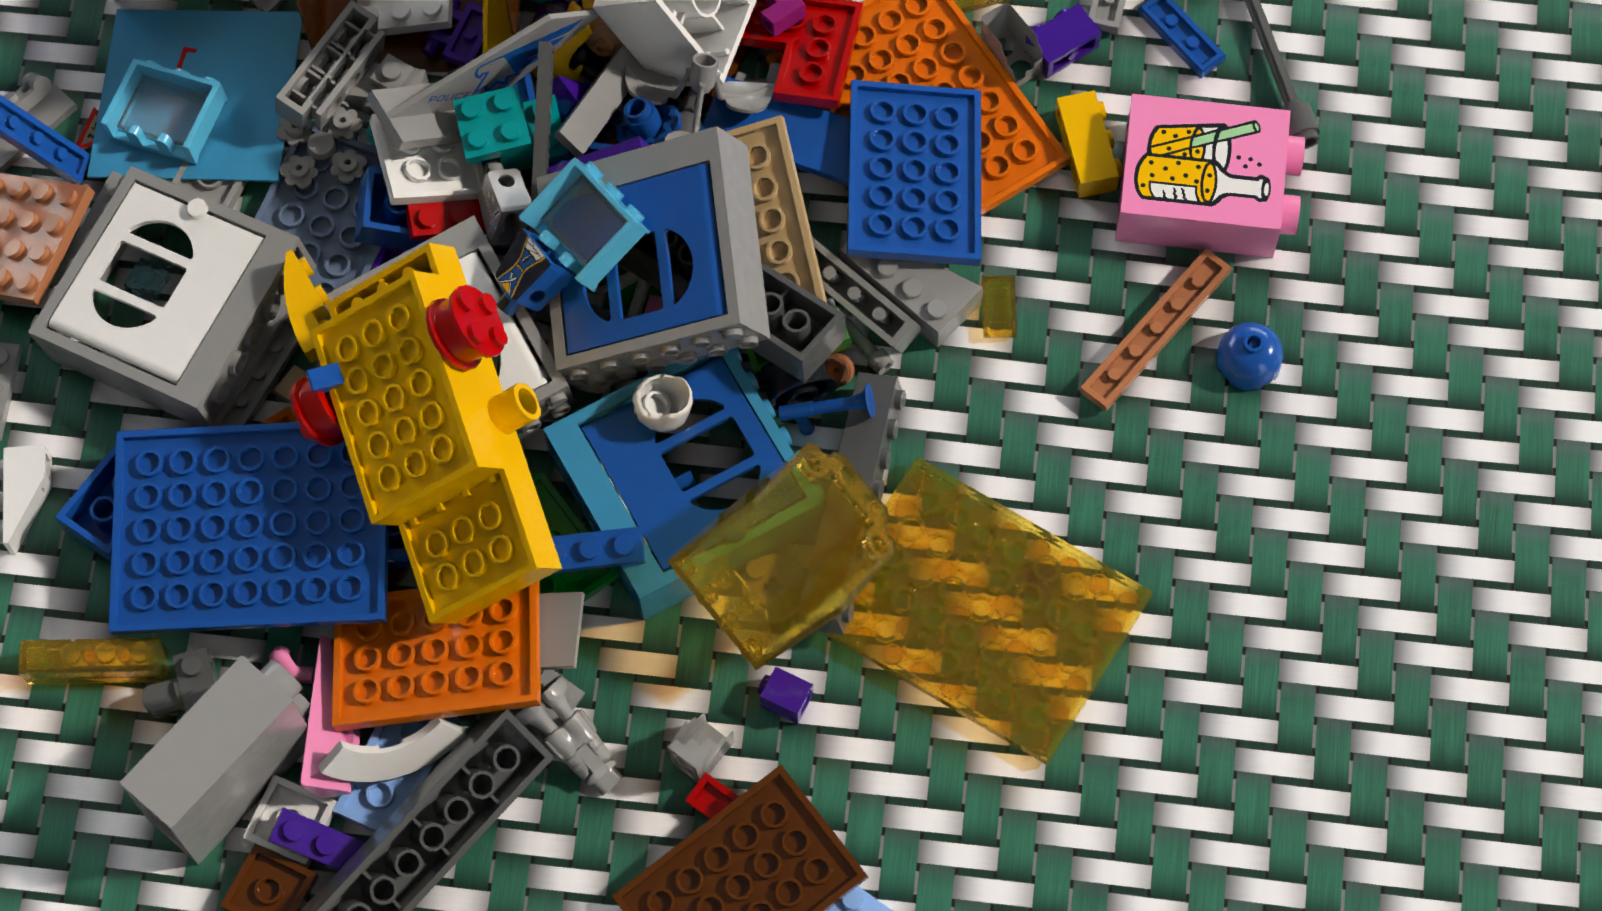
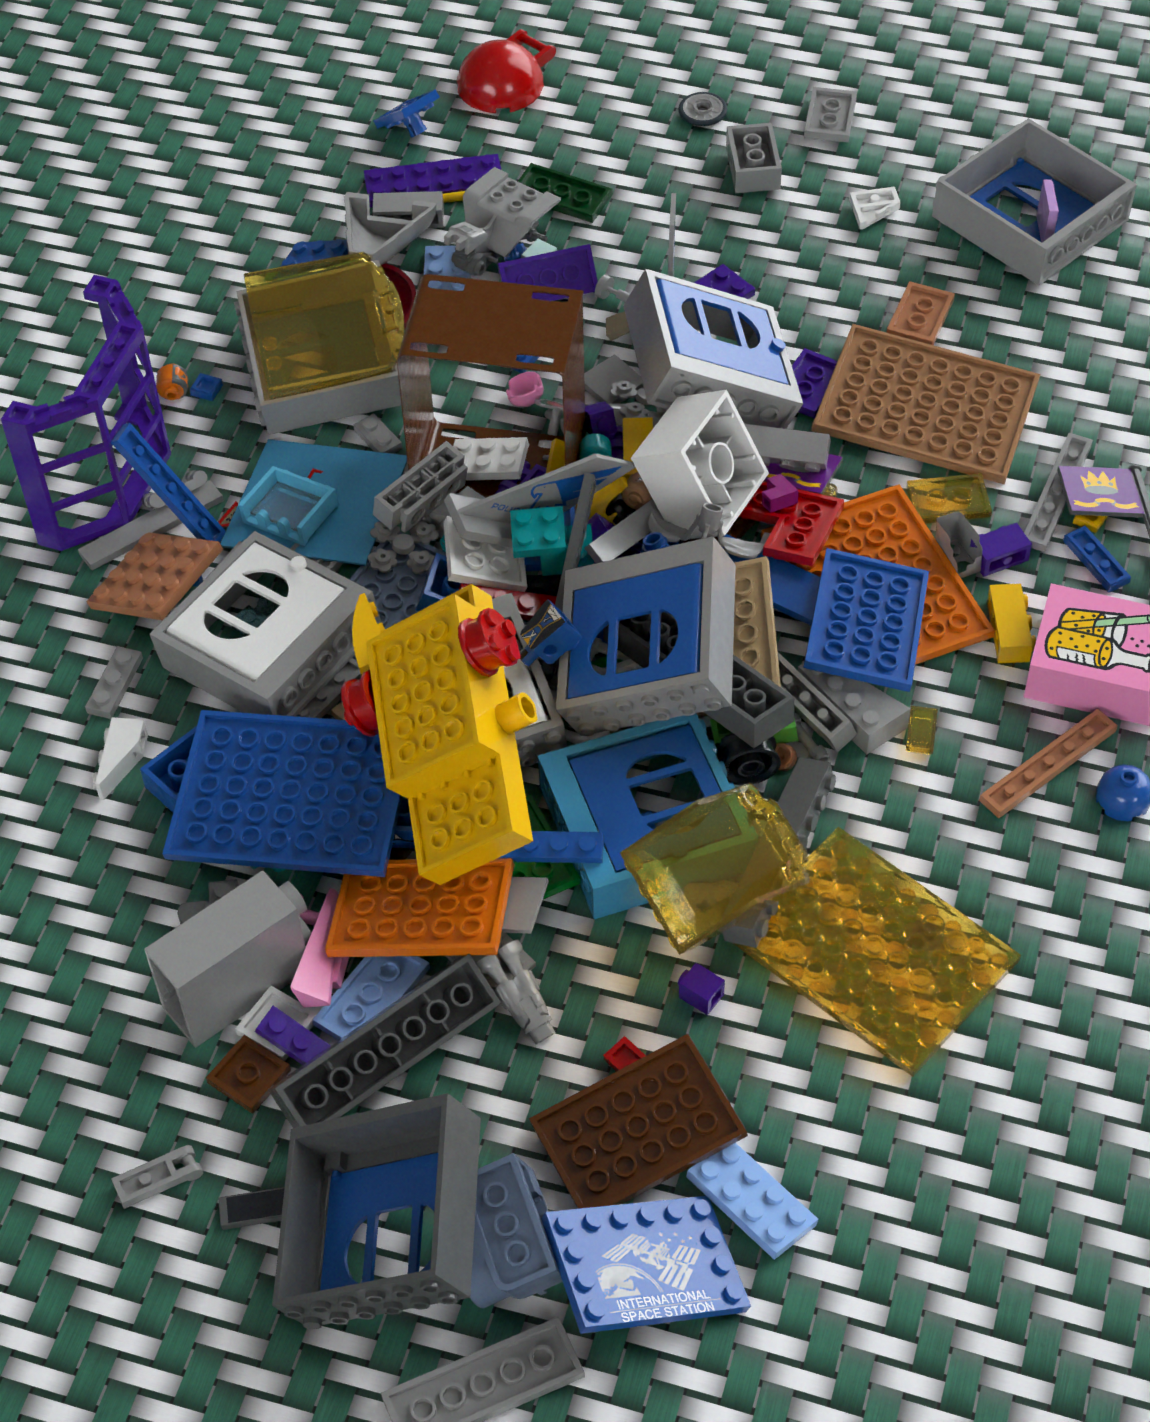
camera: 10 degrees right, 15 degrees down
(93, 661) = (144, 880): clear yellow brick -> none
(325, 377) = (371, 674): blue piece -> none
(374, 764) = (369, 986): white tile -> none
(501, 203) = (536, 582): light grey torso -> none
(585, 222) = (597, 598): window -> none
(662, 402) = (637, 745): white hair -> none
(698, 748) = (620, 1016): light grey piece -> none
(801, 411) = (798, 773): blue piece -> none

